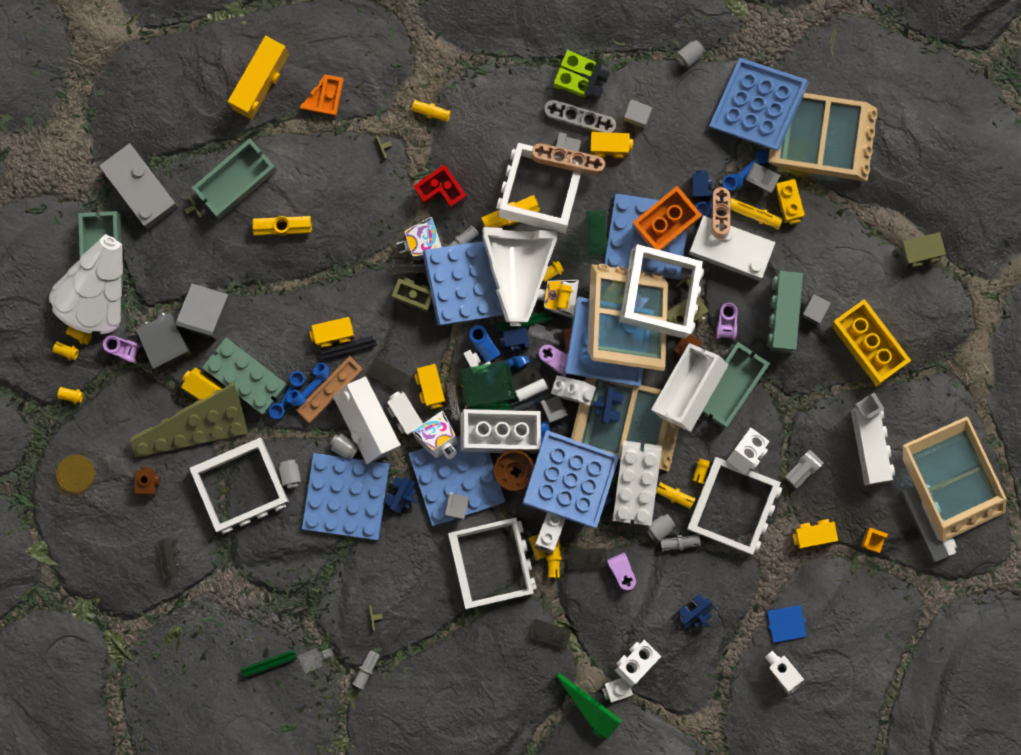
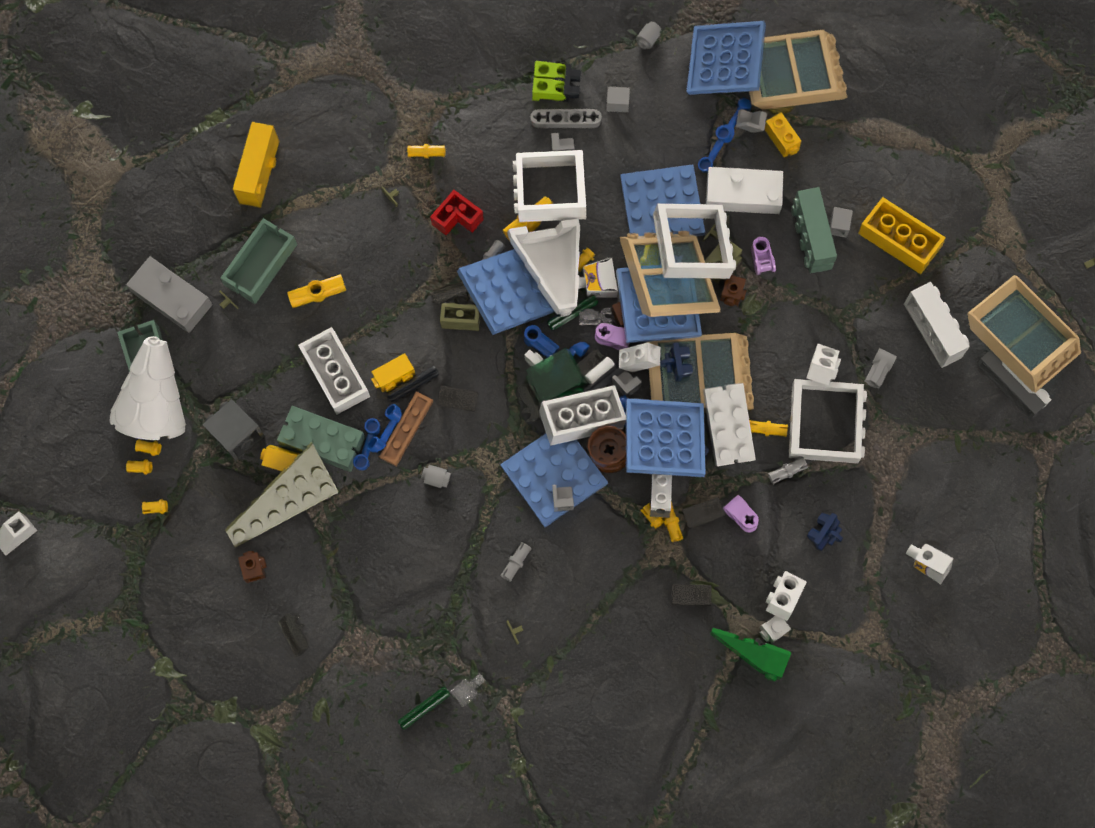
camera: 20 degrees left, 10 degrees down
(75, 473) = (180, 580): clear yellow tile -> none
(123, 348) = (197, 447): lavender piece -> none
(203, 310) = (263, 390): slope -> none
(245, 518) = (326, 519): white window -> none
(276, 313) = (334, 370): none -> white brick
(289, 474) = (391, 517): light grey brick -> none
(325, 96) = (323, 166): orange wing -> none
(345, 496) = (452, 524): medium blue plate -> none
(366, 420) = (450, 443): white brick -> none
(366, 669) = (522, 684): light grey axle -> none
(395, 552) = (516, 562): none -> light grey pin
(404, 495) = (508, 506): dark blue hips -> none
(405, 413) = (486, 428): white brick -> none
(420, 238) = (448, 265): torso -> none
(431, 386) = (503, 396): yellow brick -> none
(437, 436) = (523, 438): torso -> none
(515, 339) = (569, 329): dark blue brick -> none
(525, 563) = (636, 519): white window -> none
(564, 296) = (603, 274): yellow pin -> none
(567, 162) = (567, 150): medium nougat beam -> none
(596, 232) = (614, 209): clear green panel -> none
(611, 144) = (601, 132): yellow brick -> none
(661, 527) = (764, 461): light grey brick -> none
(666, 220) = (676, 177): orange brick -> none
(689, 387) = (749, 319): white piece -> none
(701, 185) = (697, 144): dark blue brick -> none
(701, 470) = (784, 397): yellow pin -> none
(716, 219) = (725, 153): medium nougat beam -> none
(735, 385) = (786, 311): sand green piece -> none
(756, 214) = (754, 155): yellow pin -> none
(786, 623) = (914, 517): blue piece -> none
(815, 535) = (913, 424): yellow brick -> none
(869, 406) = (925, 284): light grey panel -> none
(873, 540) = (969, 412): light orange panel -> none
(923, 249) = (919, 140): olive brick -> none

